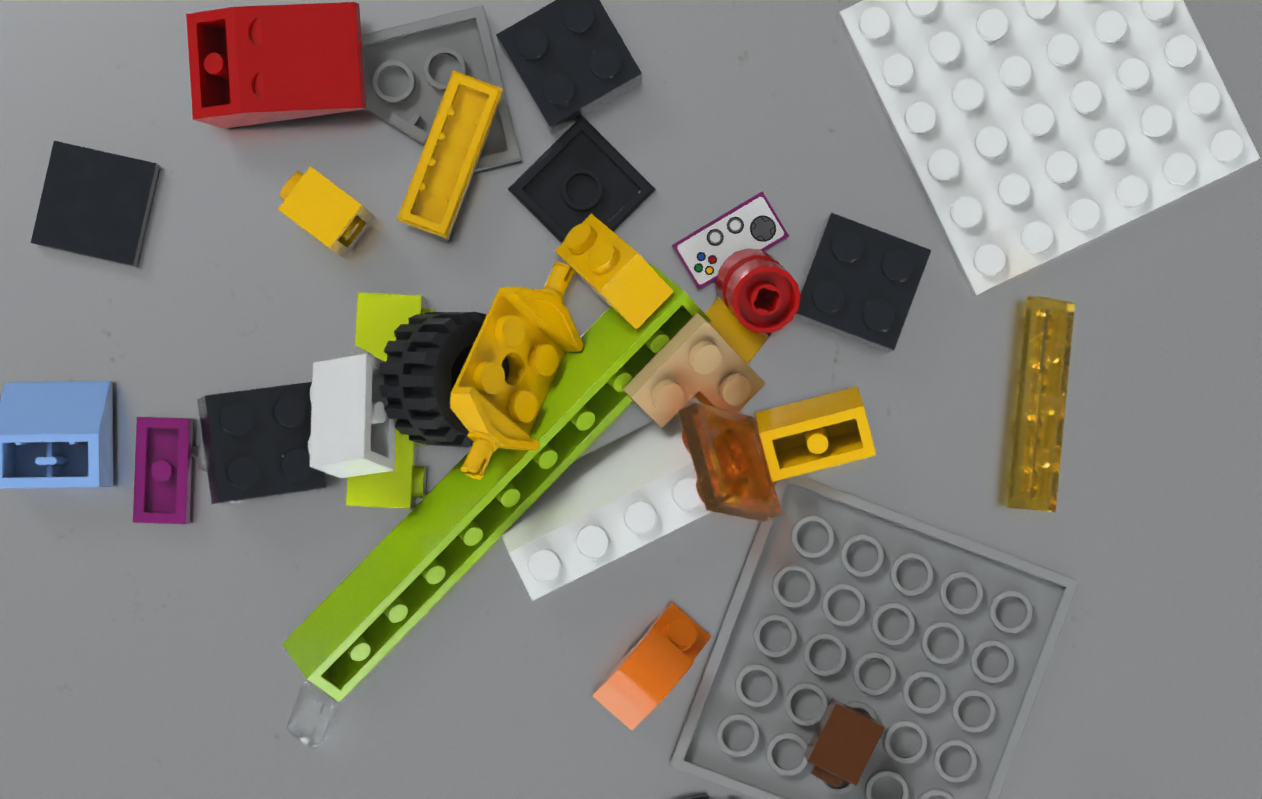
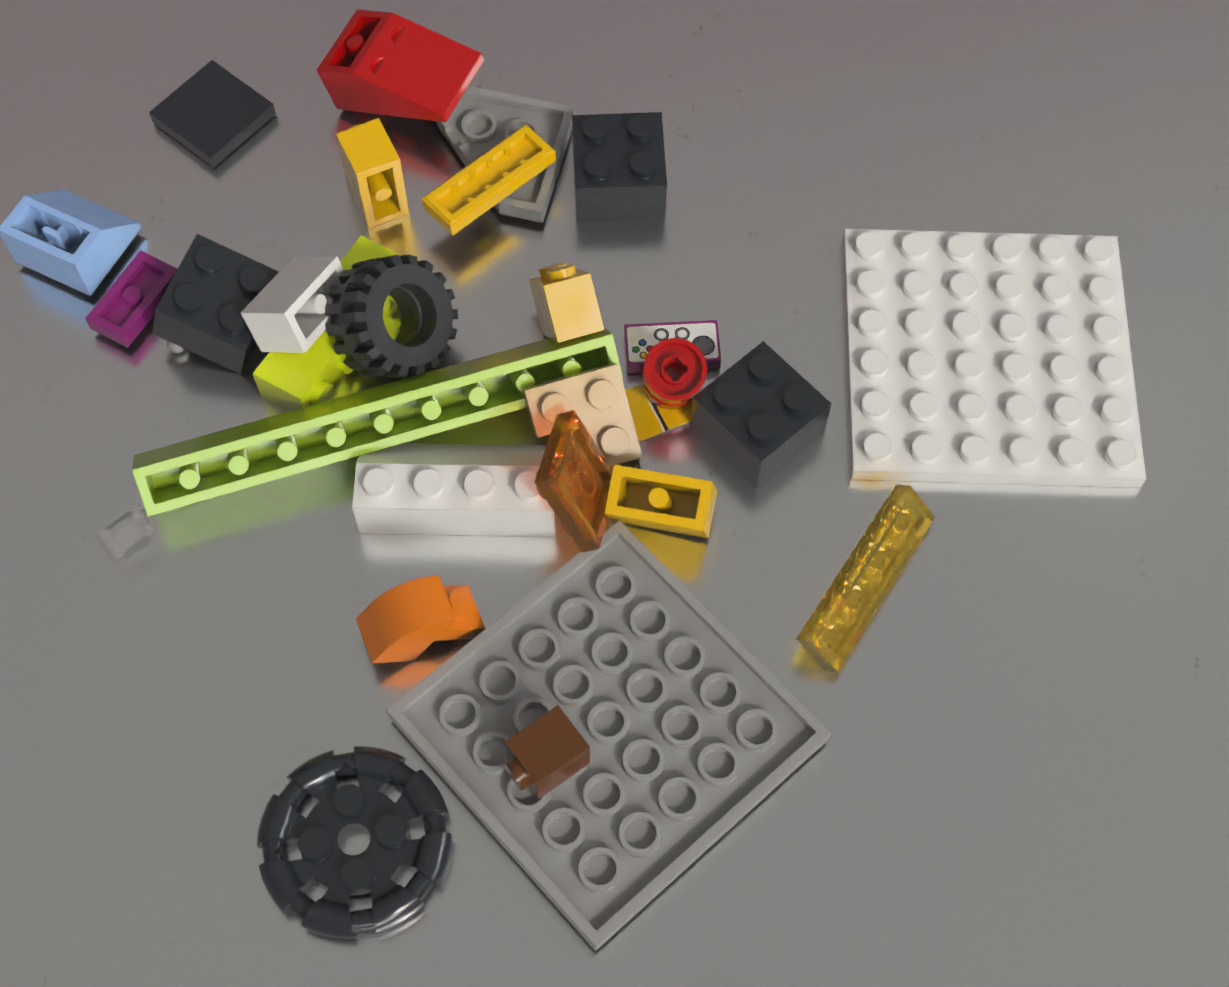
camera: 20 degrees right, 25 degrees down
(534, 336) = (475, 317): yellow plate -> none
(581, 178) = (586, 244): black tile -> none

